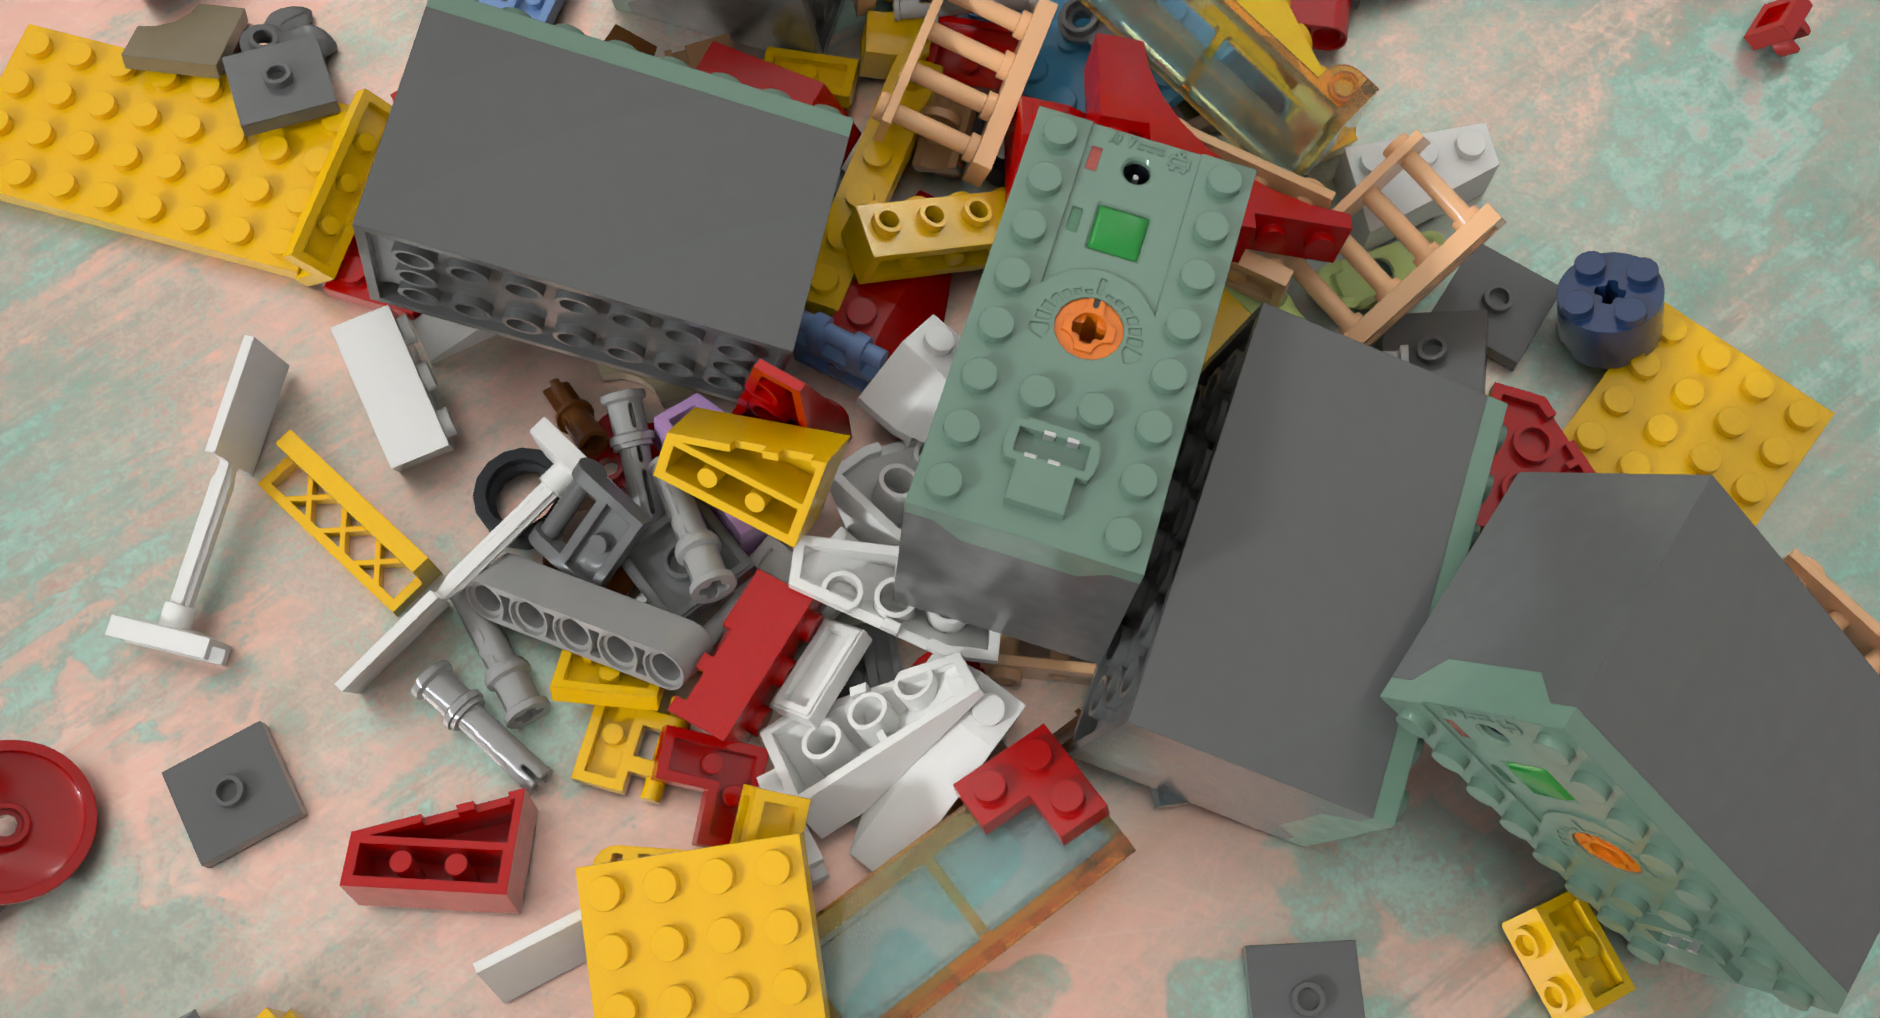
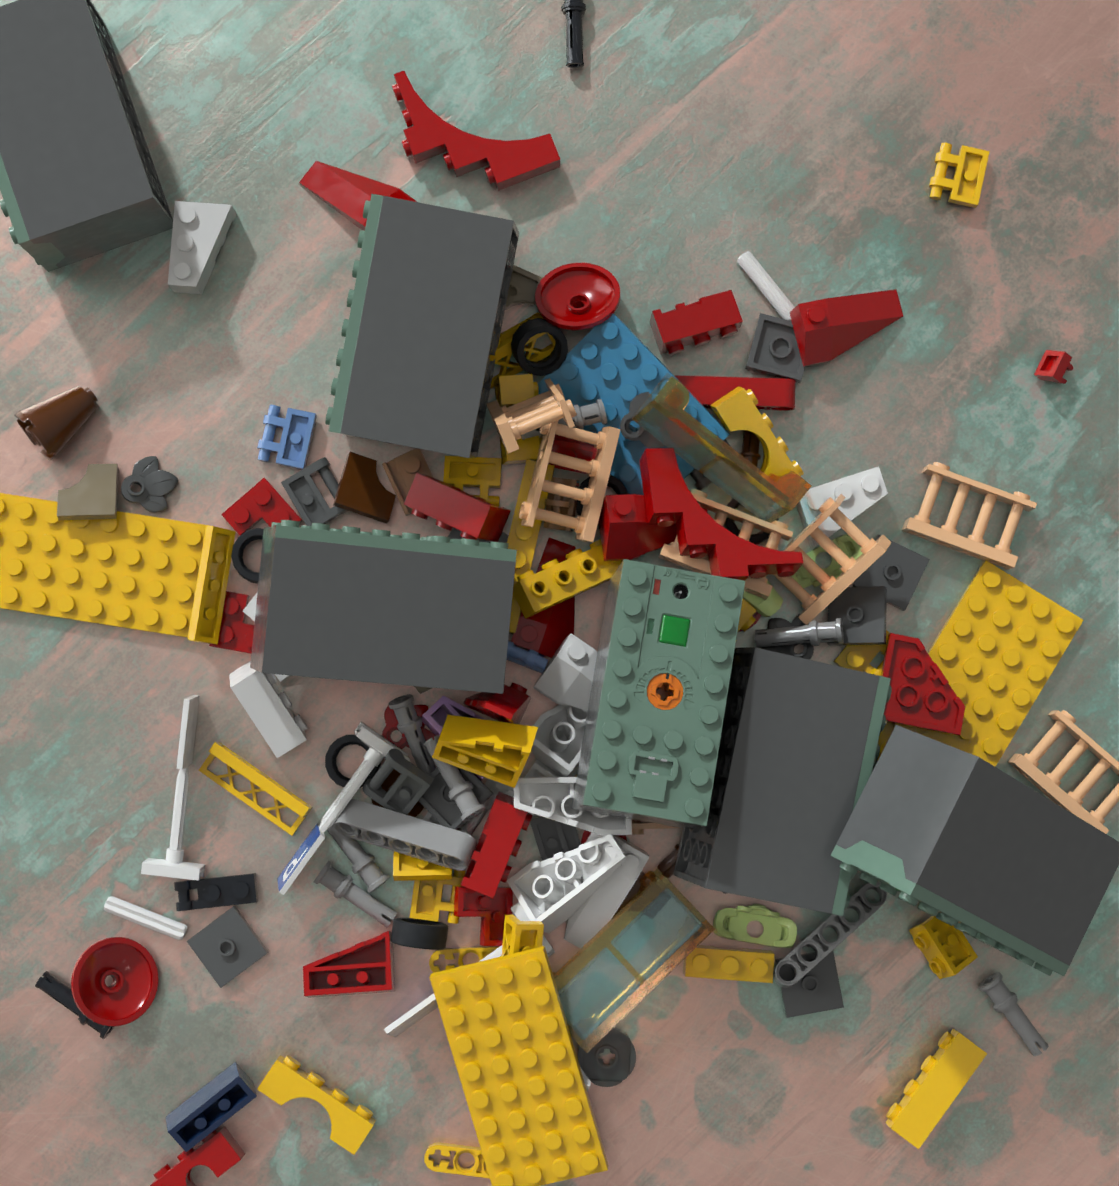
camera: 10 degrees left, 15 degrees up
(101, 724) = (145, 918): none -> white axle
(239, 694) = (217, 892): none -> black plate
(280, 85) = (156, 520): dark grey plate -> none
(575, 418) = (373, 711): reddish brown axle -> none
(581, 803) = (419, 933): none -> black tyre
(821, 672) = (536, 846): white tile -> none
(1034, 773) = (656, 893): red plate -> none
(1155, 935) = (730, 964): none -> yellow arch
(1250, 892) = (777, 930): none -> yellowish green piece
(1366, 884) = (820, 945): none -> light grey beam
(1560, 242) = (947, 534): none -> light nougat fence
(1610, 308) = (946, 562): dark blue brick -> none

